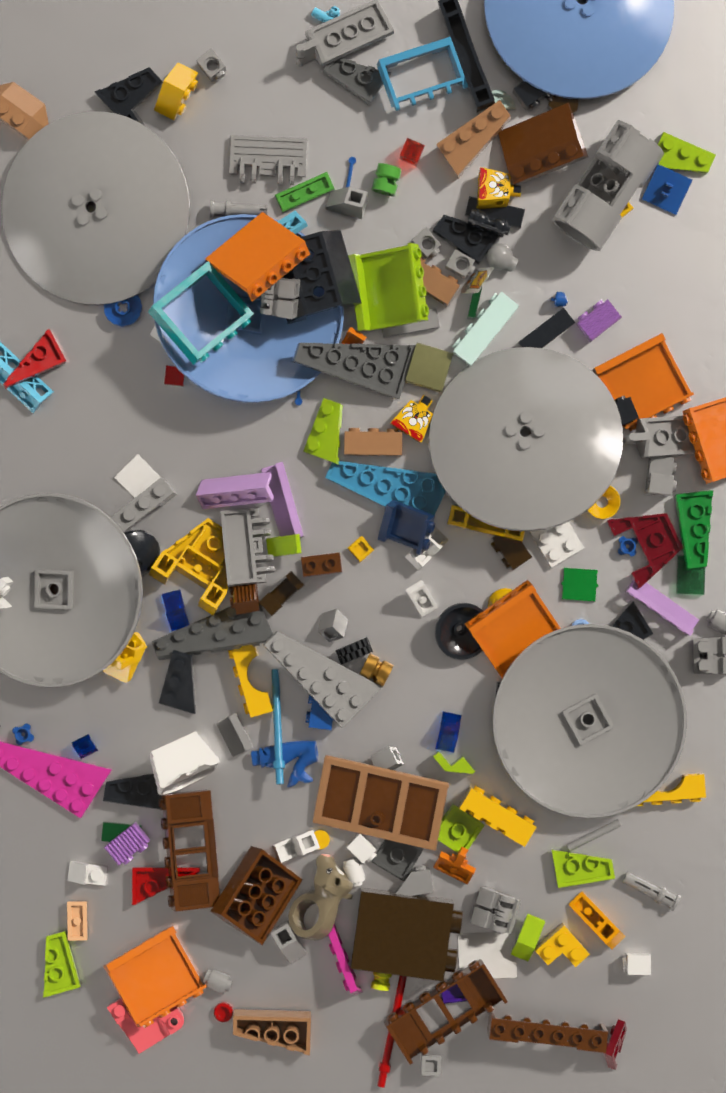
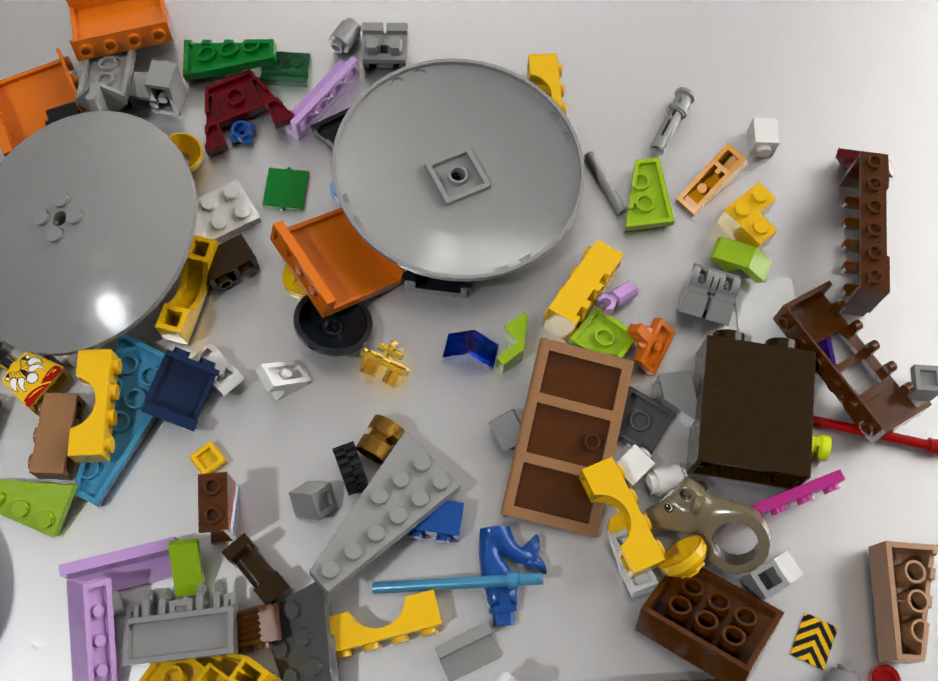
camera: 90 degrees left, 20 degrees down
(247, 967) = (814, 641): none -> sticker
(297, 879) = (685, 557): none -> yellow piece
(344, 828) = (606, 485): none -> yellow arch
(368, 471) = (93, 438): none -> yellow arch
(437, 671) = (394, 370): none -> clear yellow hips
(492, 842) = (617, 297): none -> lavender bar

